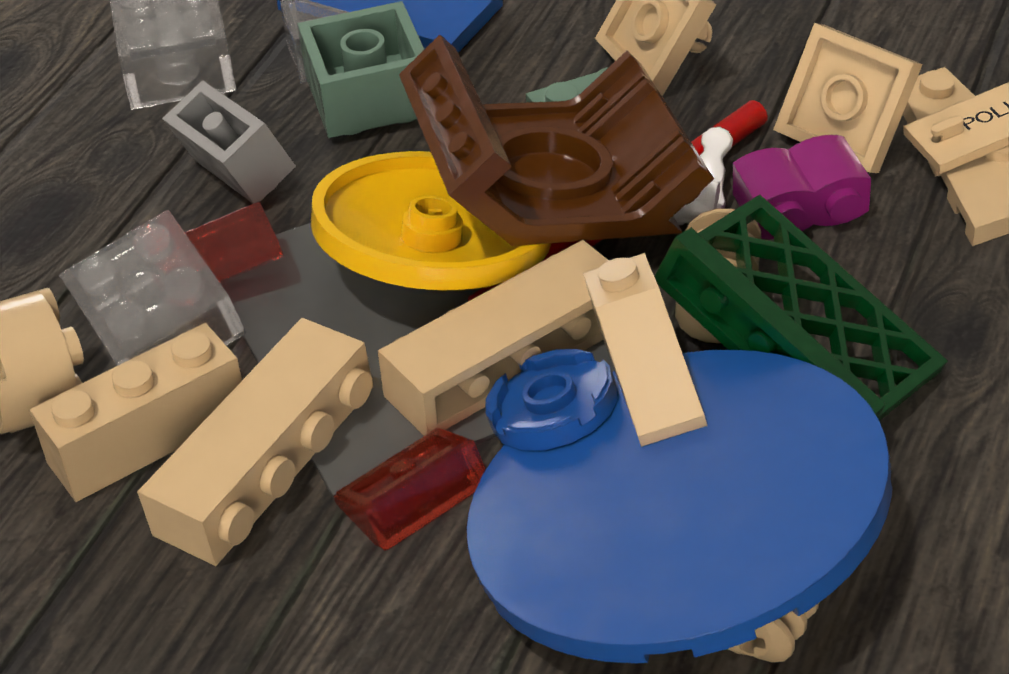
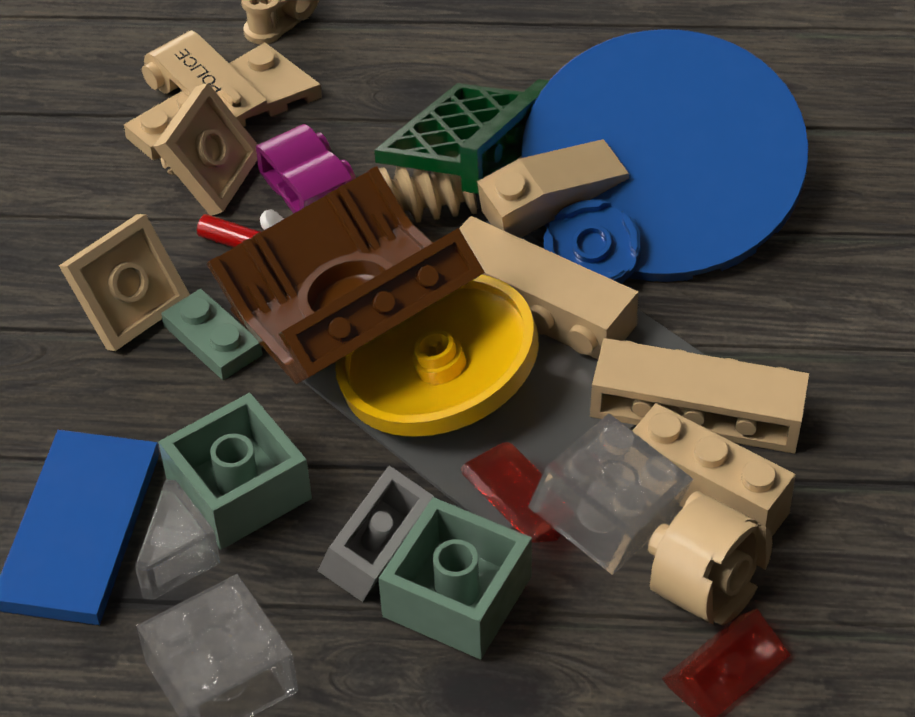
camera: 110 degrees left, 5 degrees up
(138, 174) = (456, 577): none -> sand green brick
(412, 487) = (688, 314): clear red slope -> none

